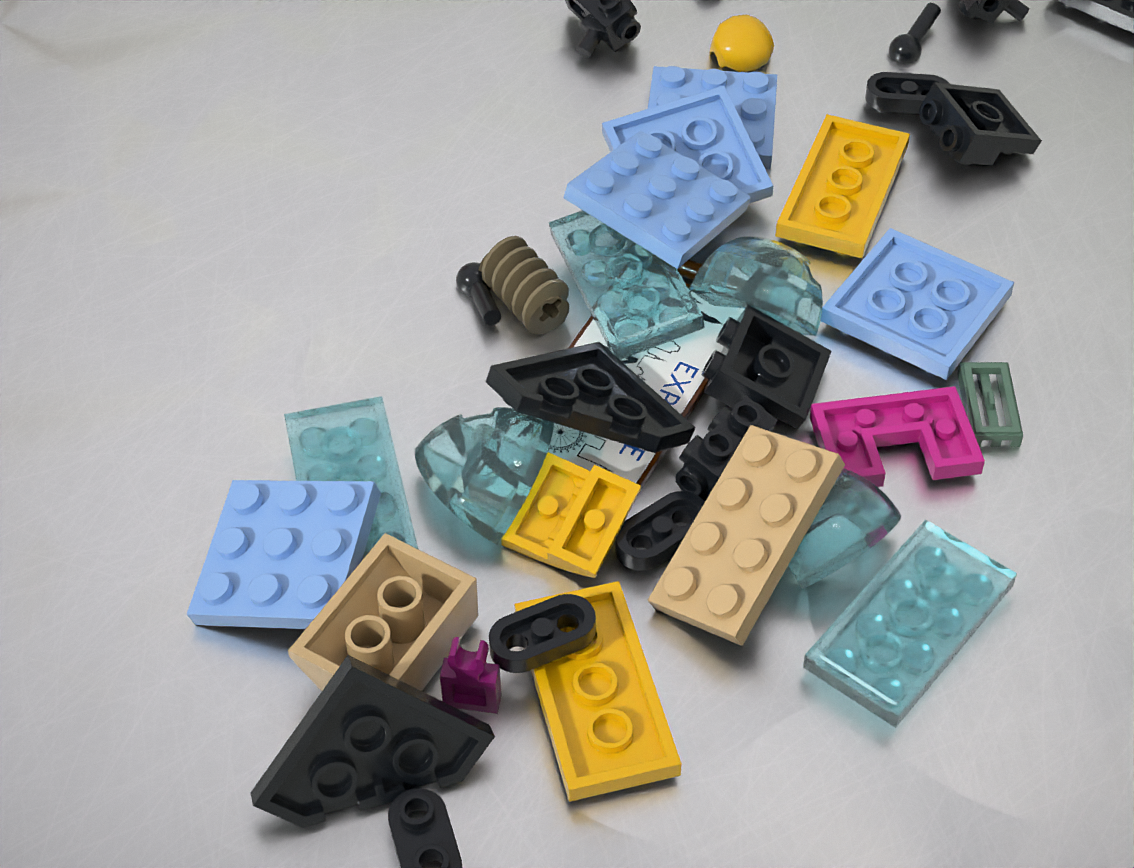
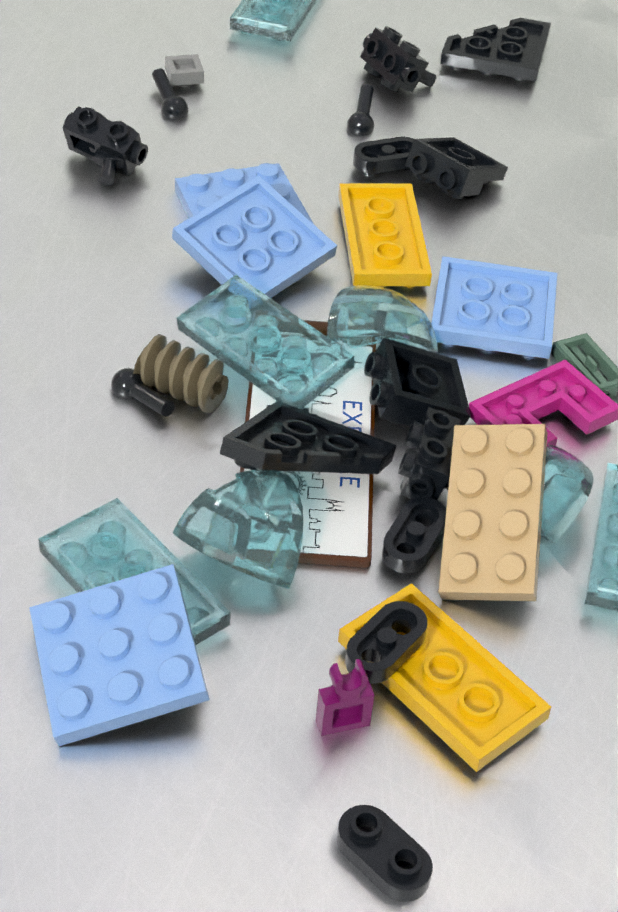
camera: 30 degrees left, 5 degrees down
(366, 746) = (299, 786): black plate -> none
(391, 614) = (253, 686): tan slope -> none
(571, 516) = (344, 546): yellow slope -> none
(657, 198) = (260, 274): light blue plate -> none
(742, 43) = (235, 145): yellow hair -> none

